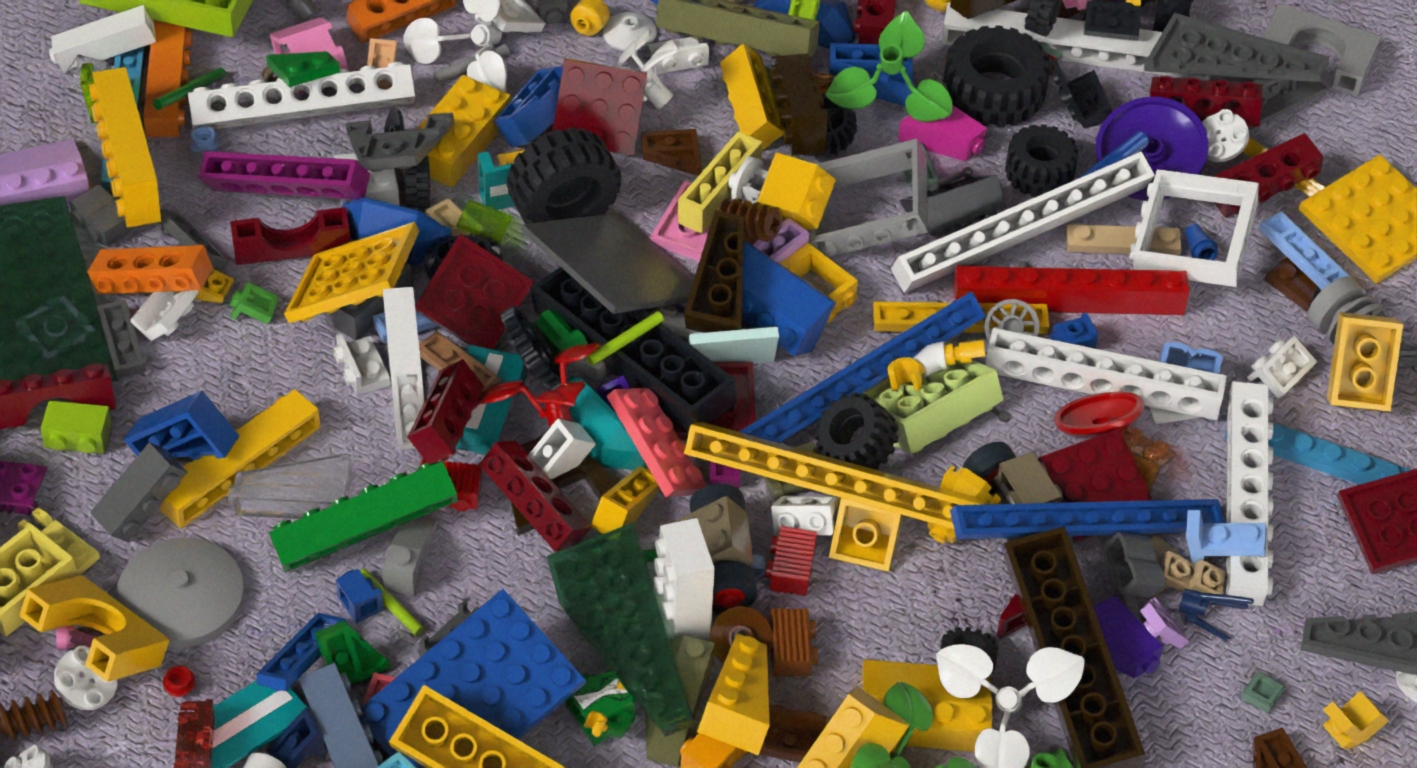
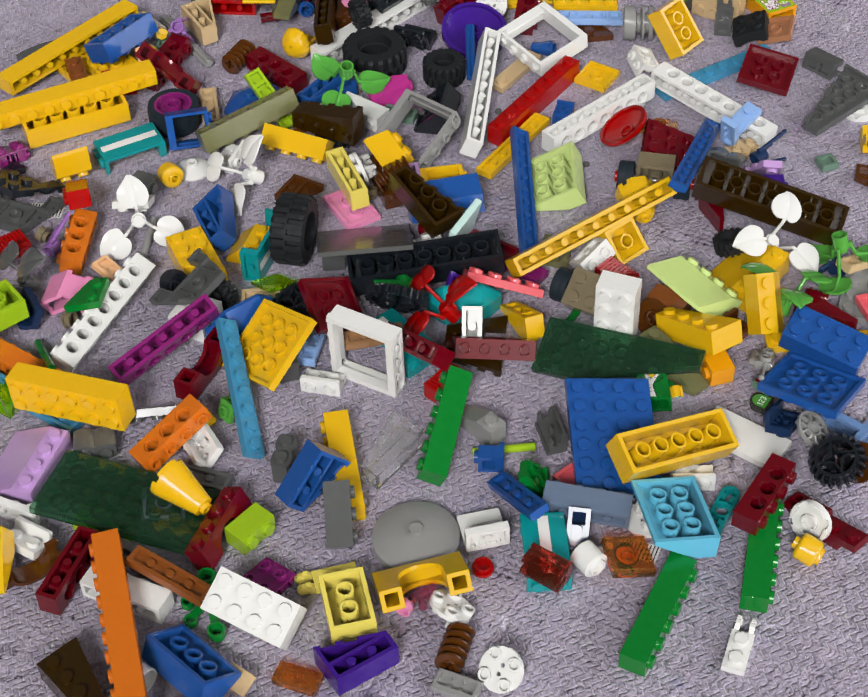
camera: 50 degrees left, 5 degrees down
(65, 324) = (181, 488): none -> yellow cone
(204, 139) = (84, 369): light blue plate -> none
(216, 385) = (283, 456): none -> dark grey brick
(236, 648) = (483, 529): none -> white bracket
(251, 31) = (34, 308): none -> dark blue bracket
(271, 288) = (239, 389): none -> dark azure plate
(601, 101) = (248, 194): dark red plate -> none
(625, 338) = (427, 250): lime bar -> none
(821, 646) = (696, 285): none -> yellowish green slope
(845, 419) = (559, 196): black tyre -> none
(881, 127) = (372, 112): none -> white slope
(930, 360) = (541, 158): yellow piece -> none
(1010, 321) = (537, 127): light grey wheel -> none
(1184, 356) = (616, 81): medium blue brick -> none
(1202, 329) = (597, 76): none -> yellow tile

